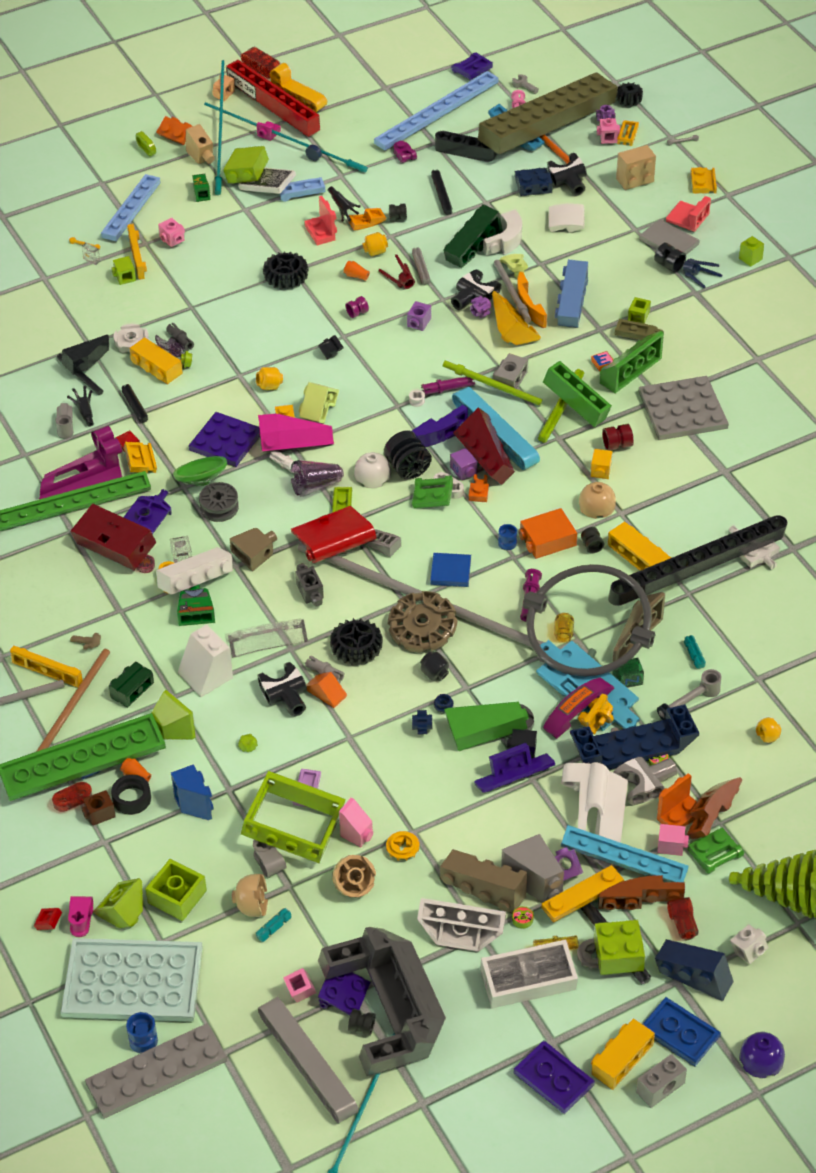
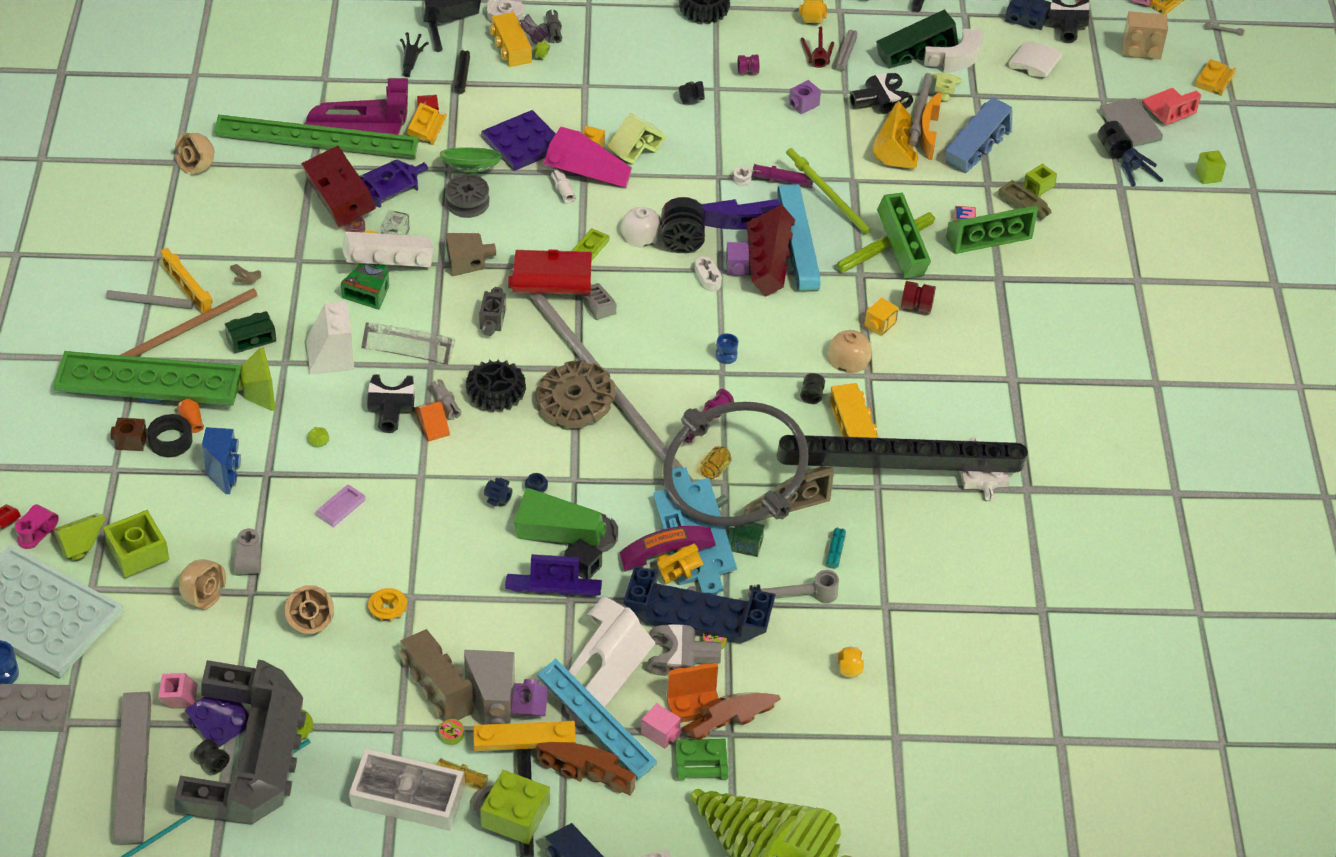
camera: 25 degrees right, 0 degrees up
(64, 421) = (381, 61): light grey piece -> none
(70, 796) = (109, 411): clear red plate -> none
(269, 378) = (607, 98): yellow head -> none
(273, 924) = (205, 622): teal axle -> none
(301, 794) = (318, 501): lime window -> none
(314, 476) = (578, 209): cone -> none
(354, 270) = (773, 27): orange cone -> none
(355, 823) = (352, 559): bright pink slope -> none
(432, 496) = (683, 278): bright green plate -> none
(434, 666) = (554, 443): black head -> none
(450, 569) = (646, 357): blue tile -> none
(460, 924) = (378, 705): white wedge -> none
(479, 489) = (736, 292): orange plate -> none
(480, 307) = (874, 112): medium lavender gear -> none
(511, 370) = (857, 188): light grey brick -> none
(548, 533) = (770, 362): orange brick -> none
(682, 913) = (613, 806): clear red piece -> none
(683, 407) = (1015, 297): light grey plate -> none

